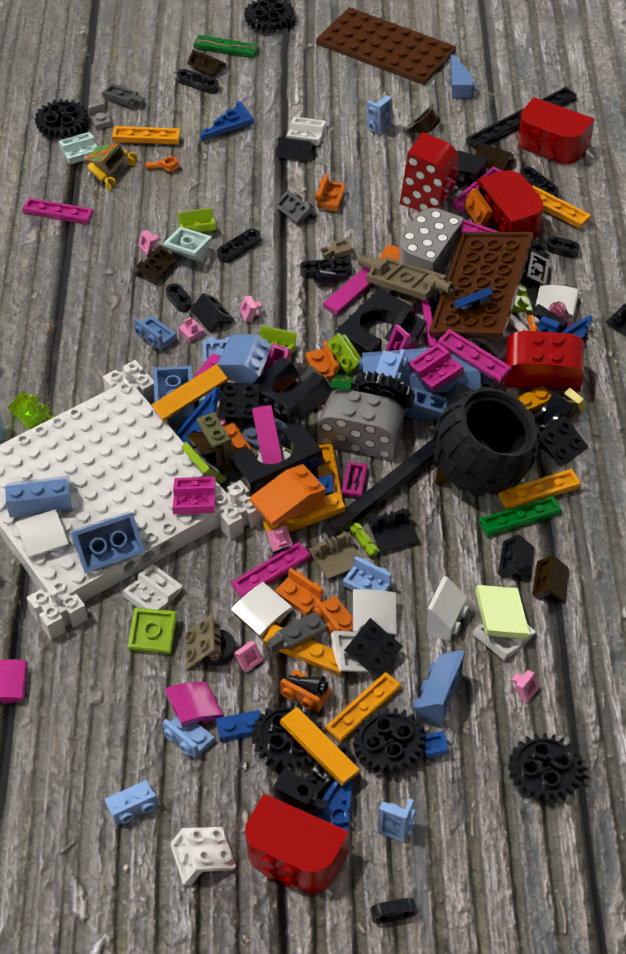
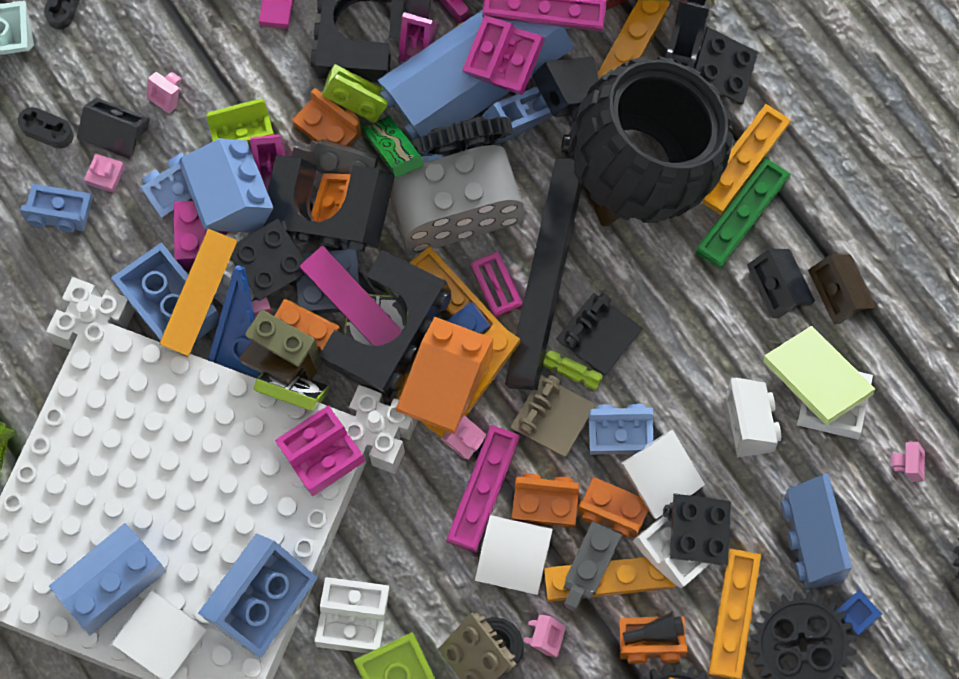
camera: 30 degrees left, 20 degrees up
(392, 364) = (443, 93): light blue bracket -> none

